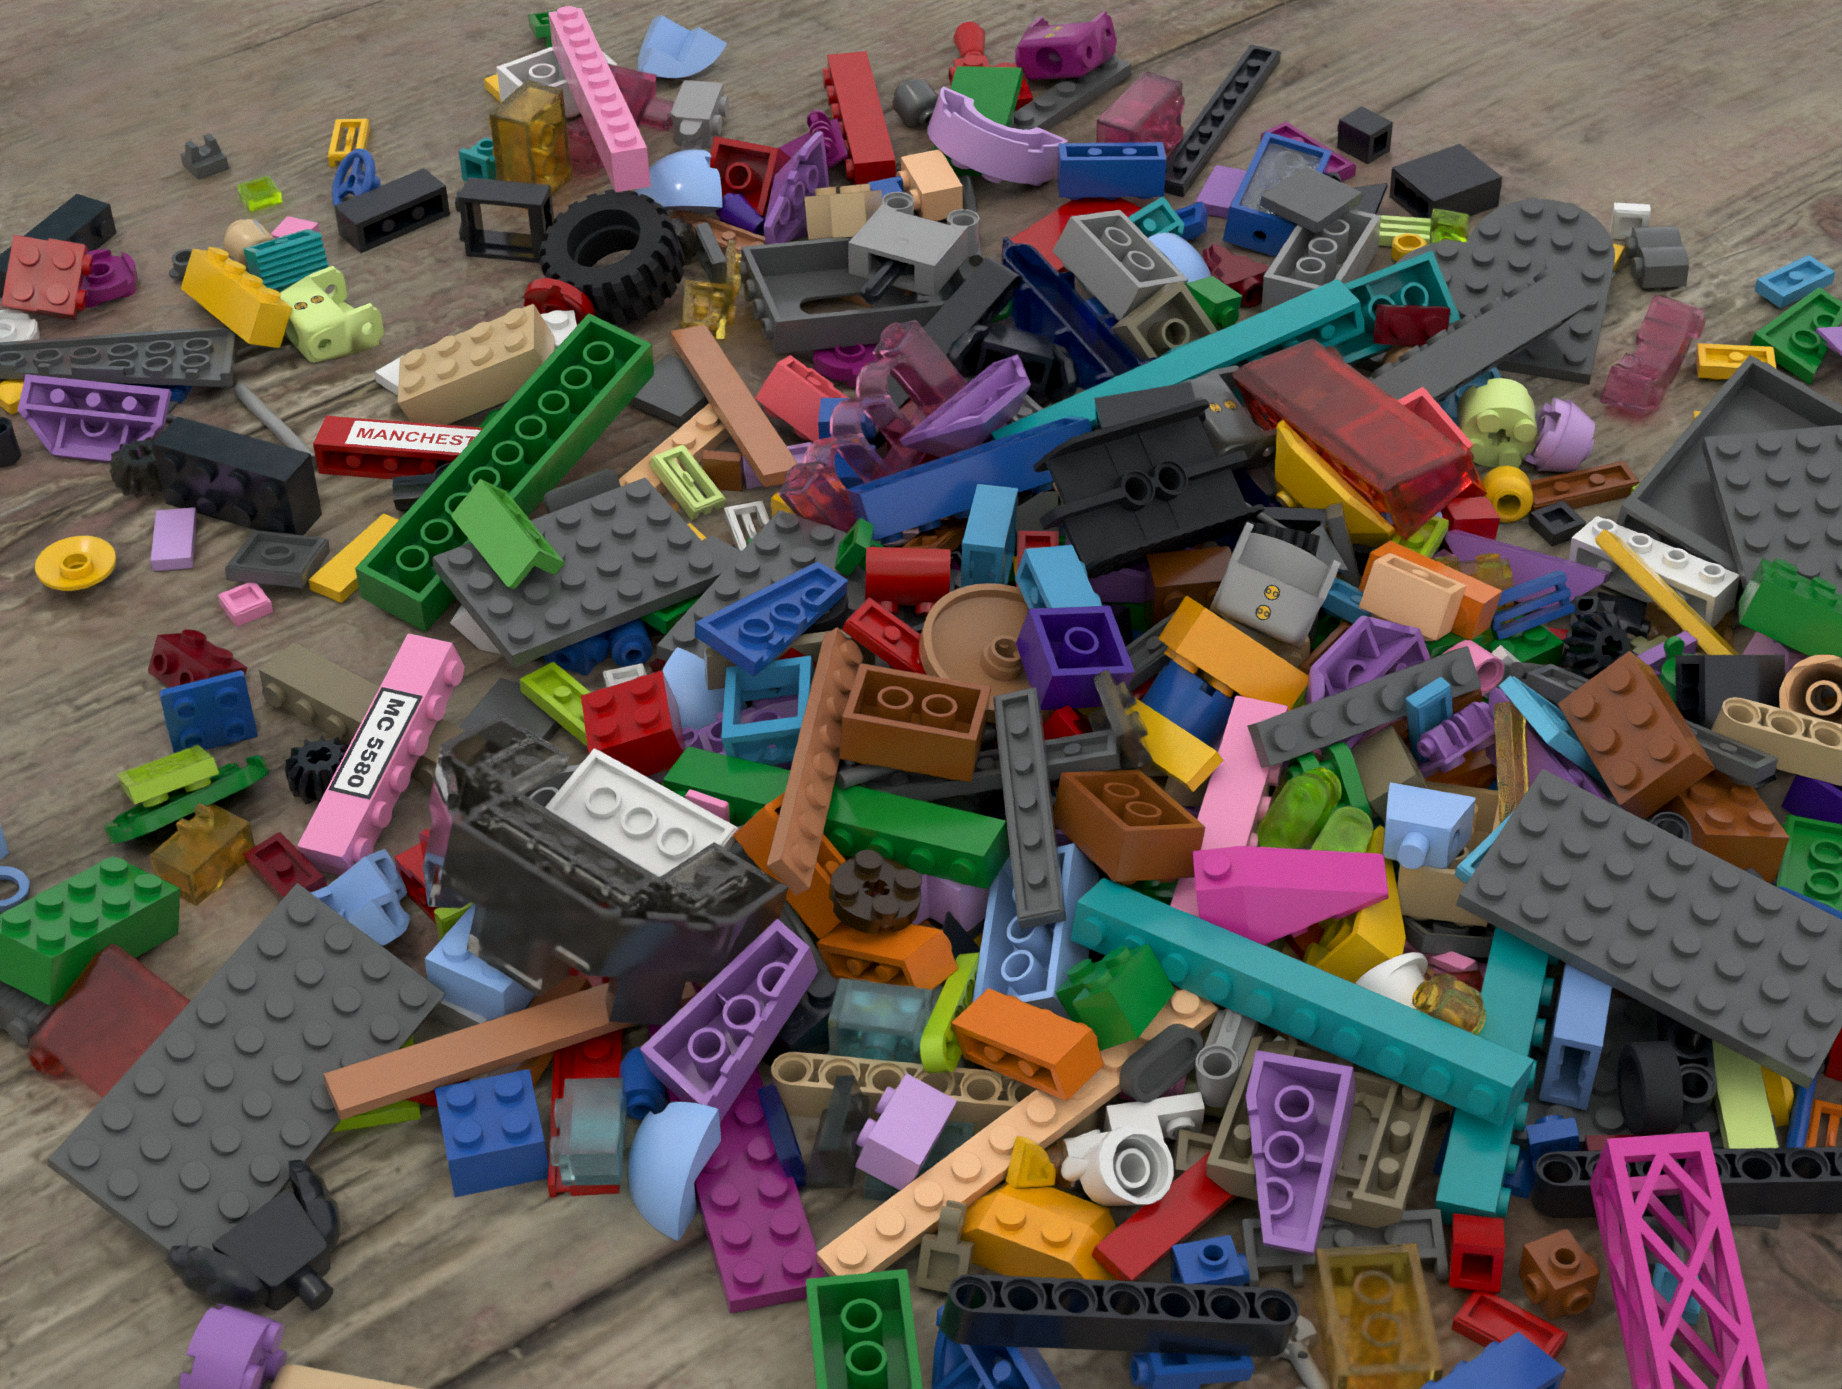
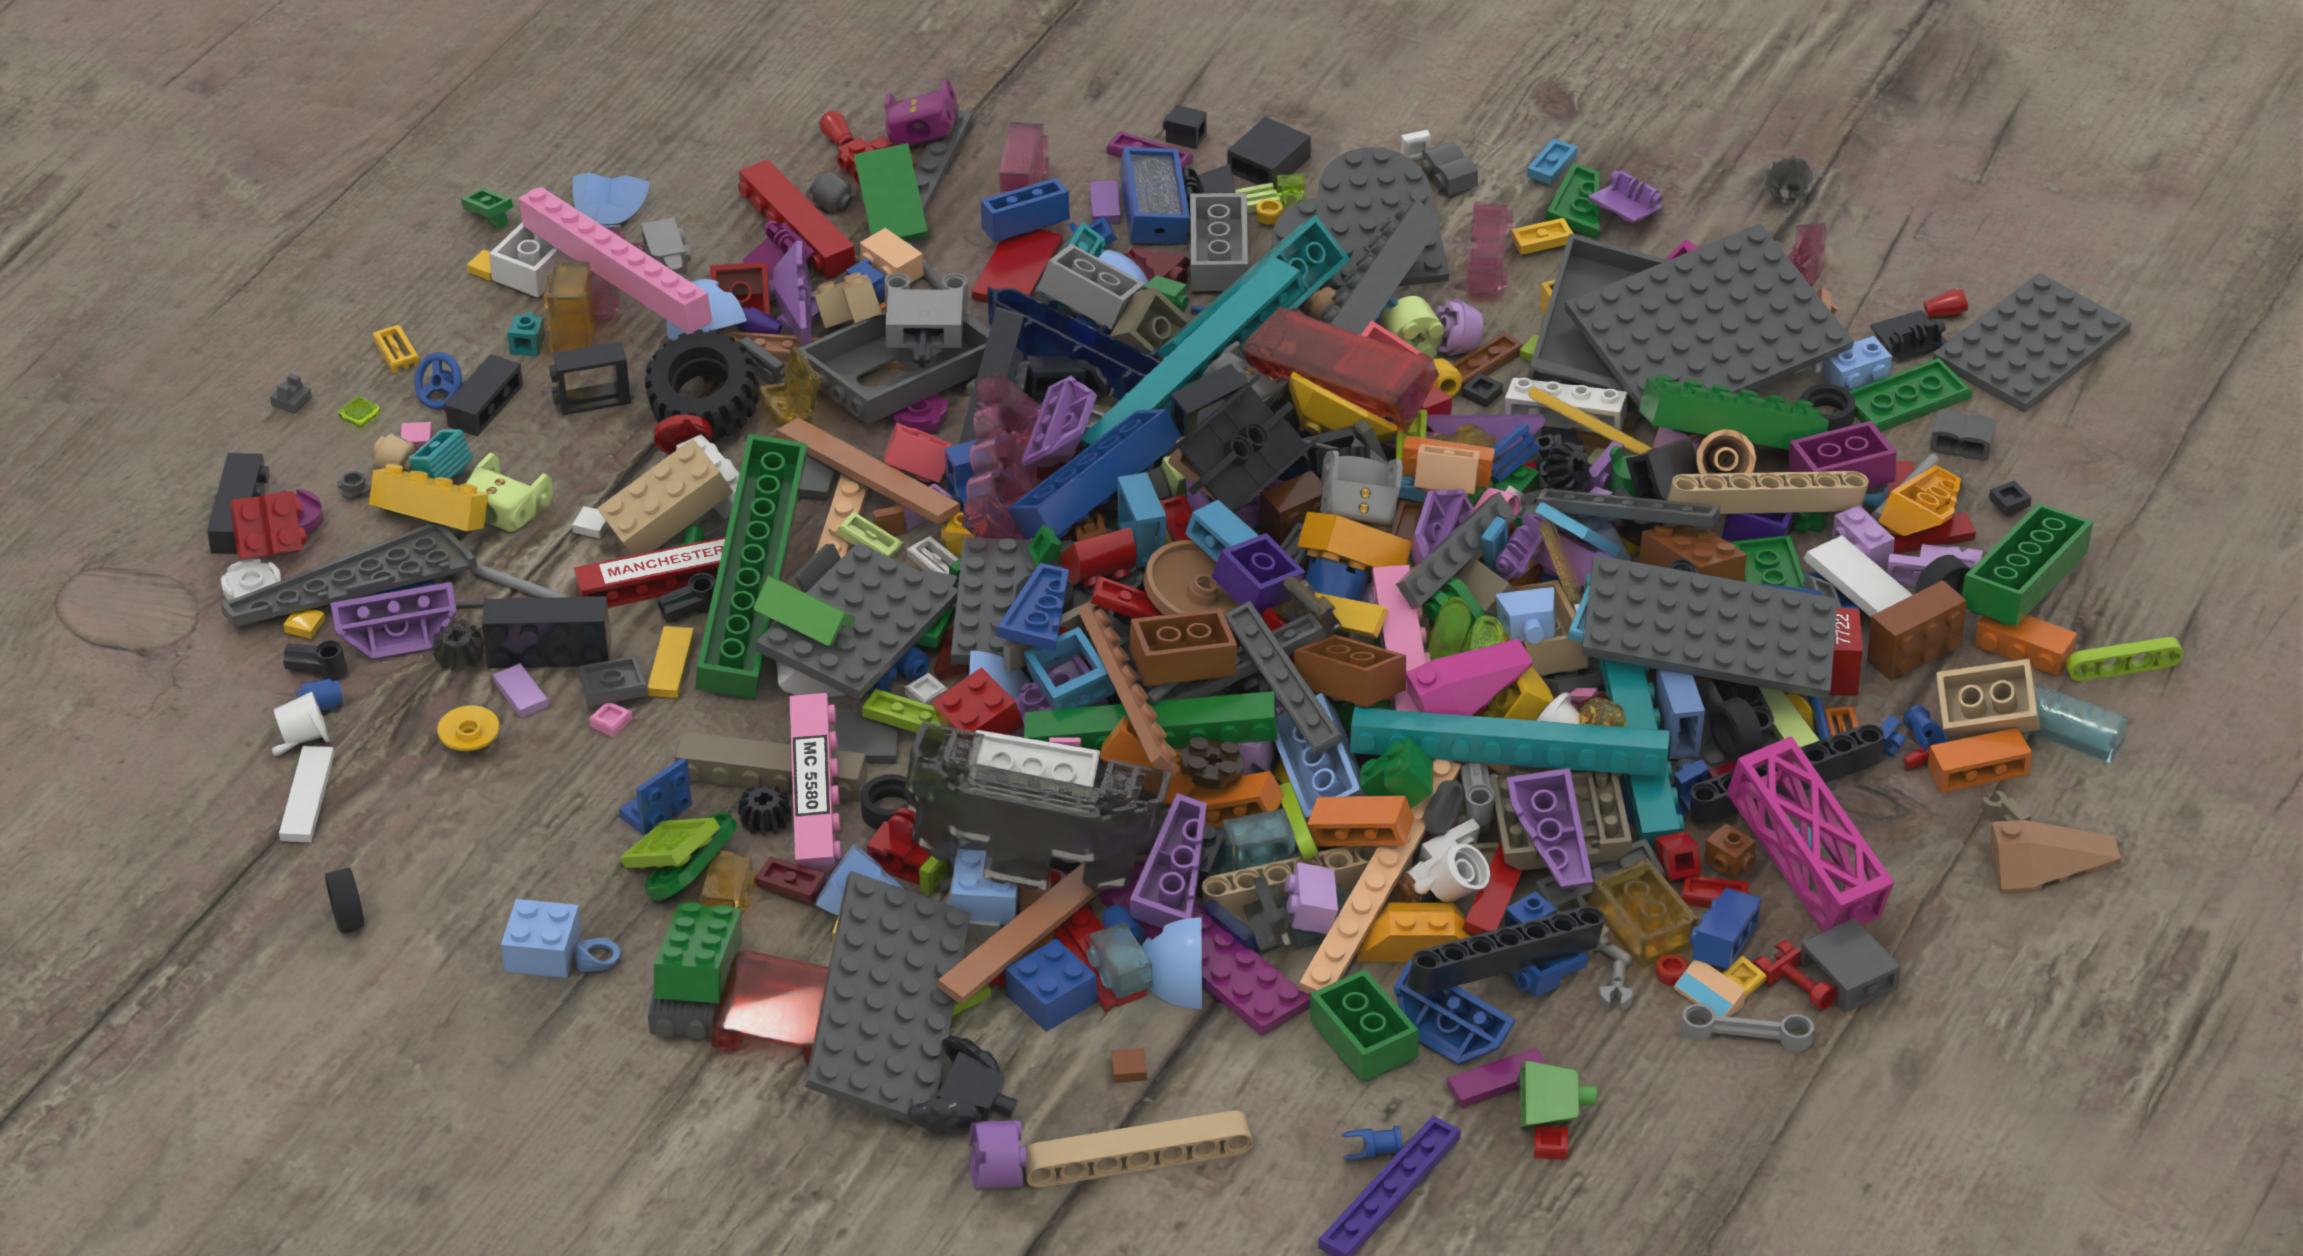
camera: 25 degrees left, 0 degrees up
(189, 658) = (612, 771): dark red bracket -> none
(520, 1290) = (1128, 1065): none -> dark orange tile
(945, 1255) = (1374, 958): dark tan plate -> none
(991, 147) = (916, 214): lavender brick -> none
(1029, 1165) = (1397, 892): yellow tile -> none
(1218, 118) = (1065, 132): black tile -> none
(1311, 199) = (1191, 194): dark grey tile -> none
(1409, 323) = (1323, 273): dark red plate -> none
(1636, 736) = (1629, 517): dark orange brick -> none

